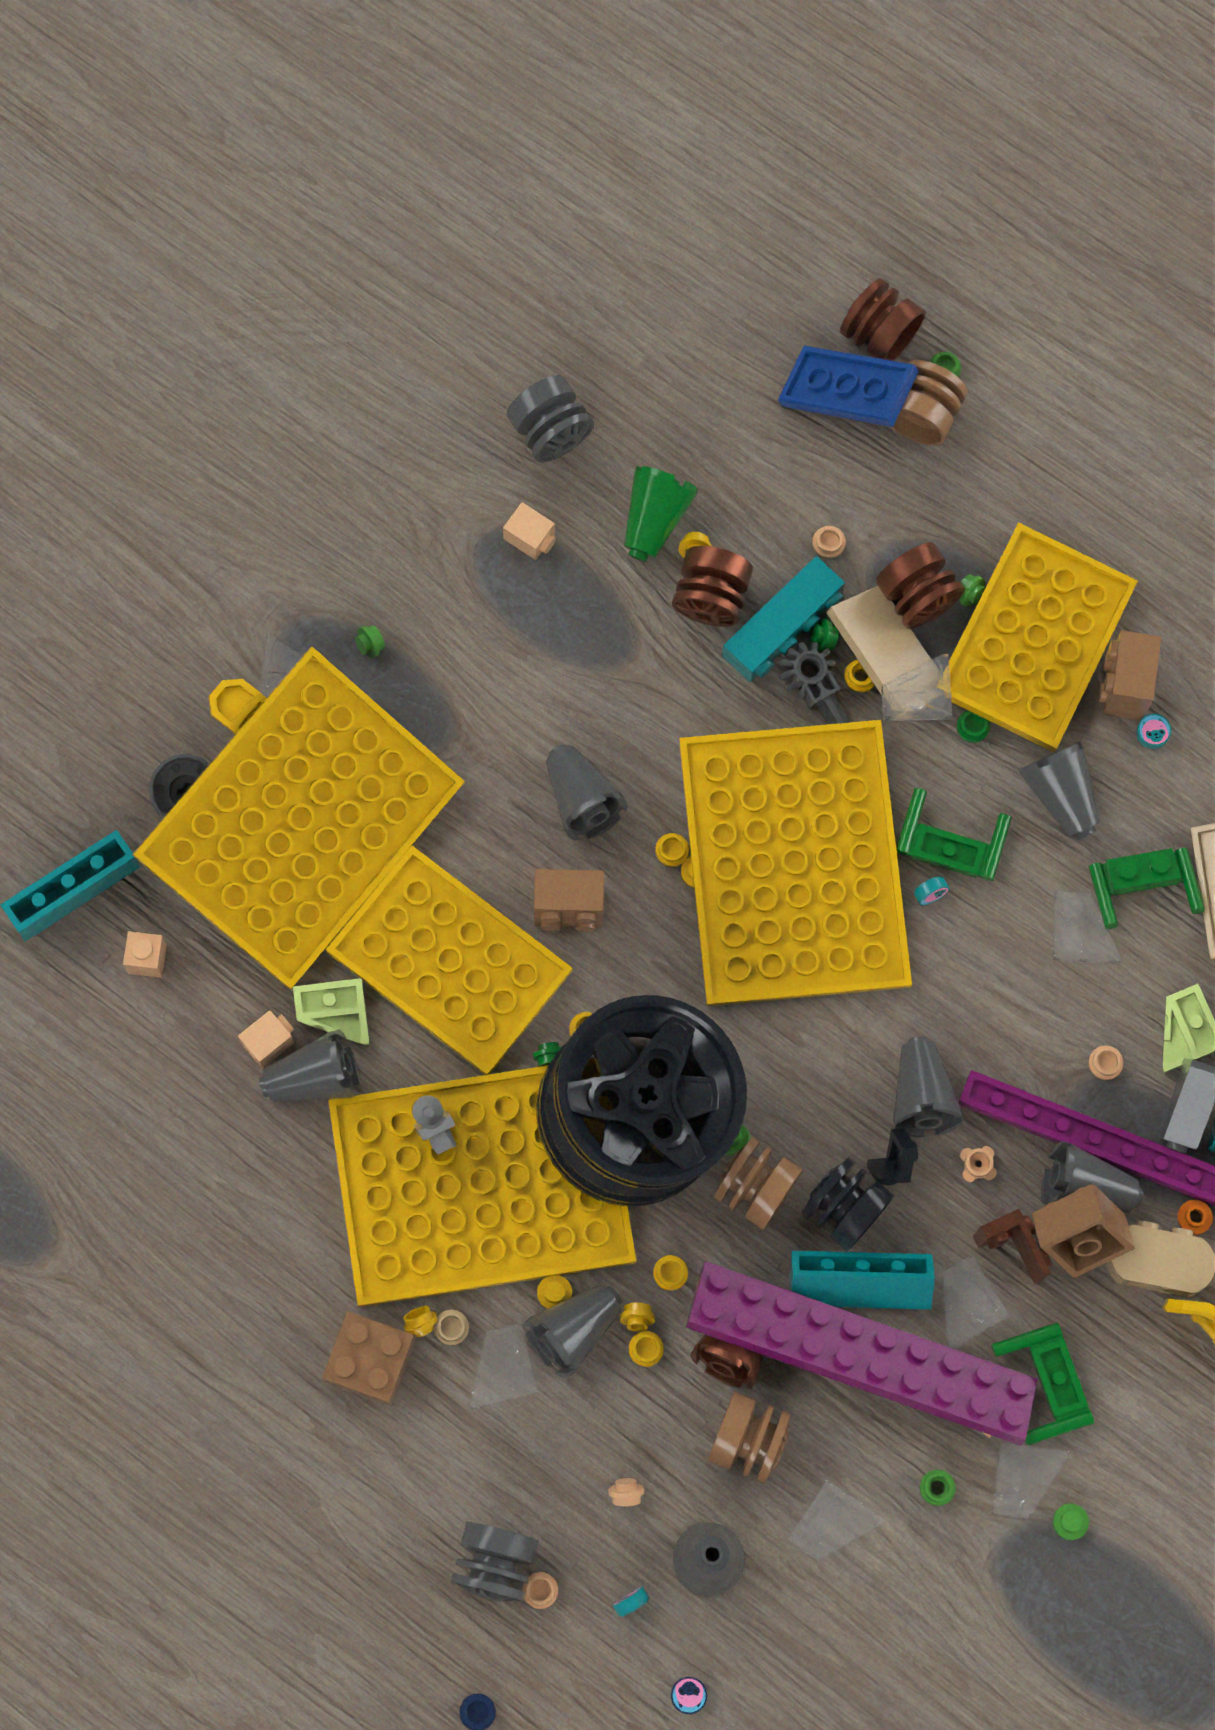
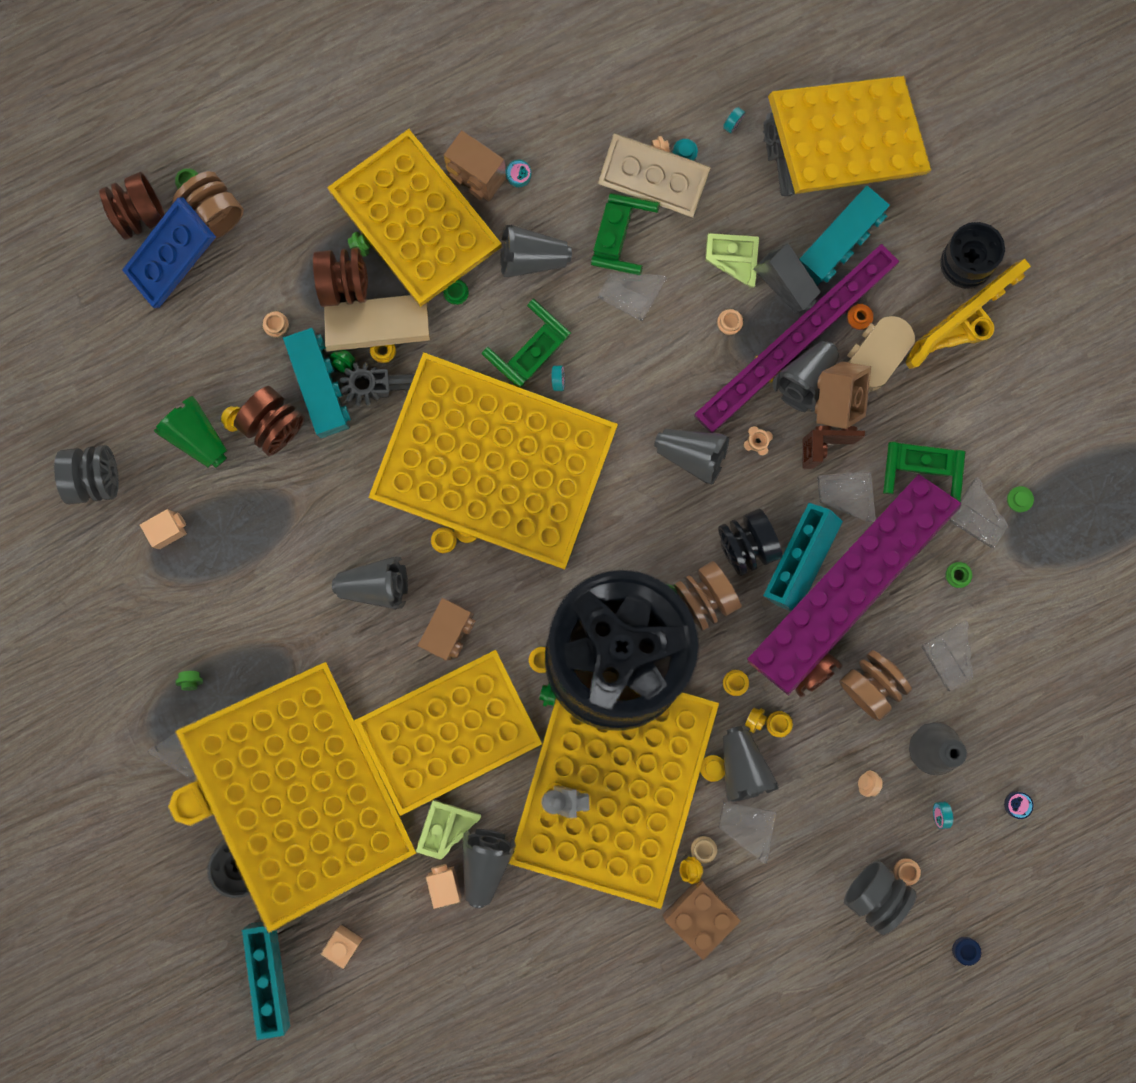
camera: 65 degrees left, 10 degrees up
(899, 1160) = (735, 495): black bracket -> none
(919, 693) = (418, 316): clear wing -> none

